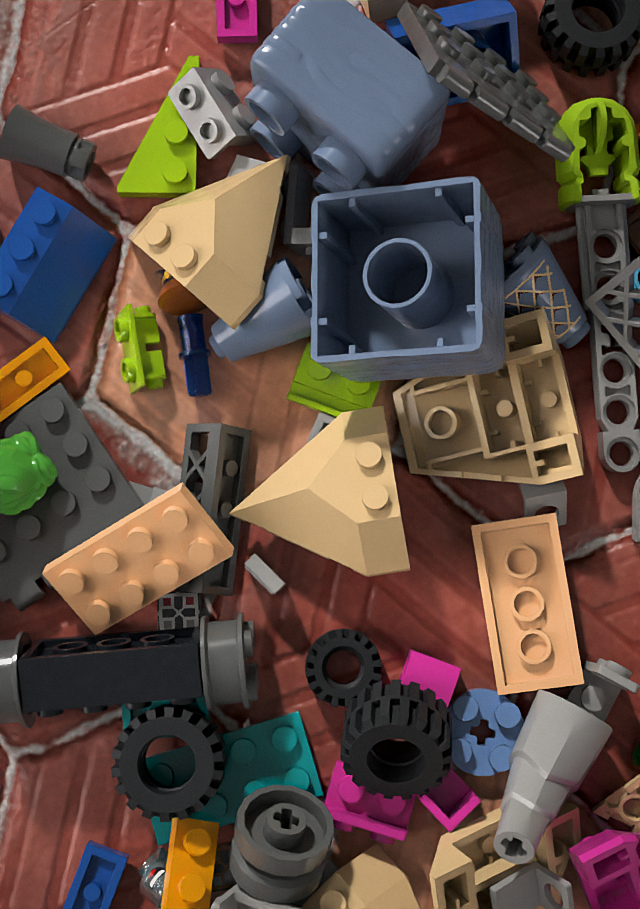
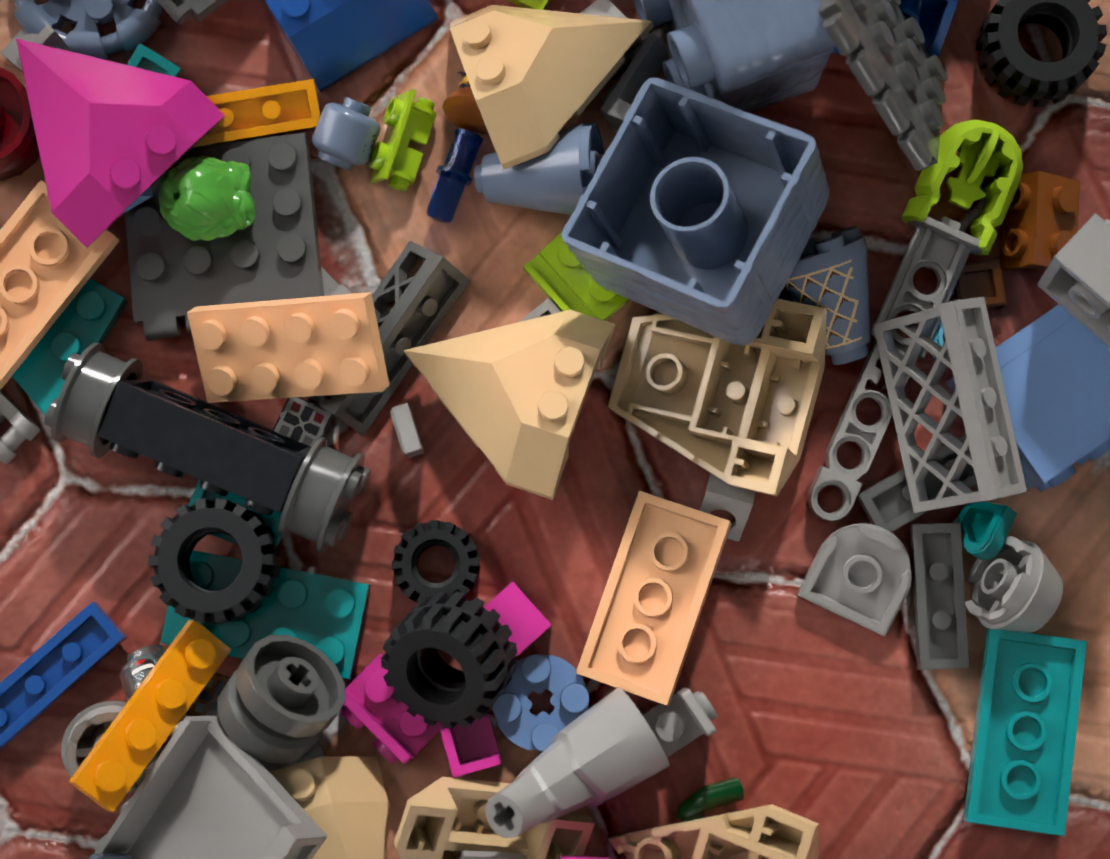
camera: 25 degrees right, 0 degrees up
(93, 366) = (346, 133): none -> sand blue head

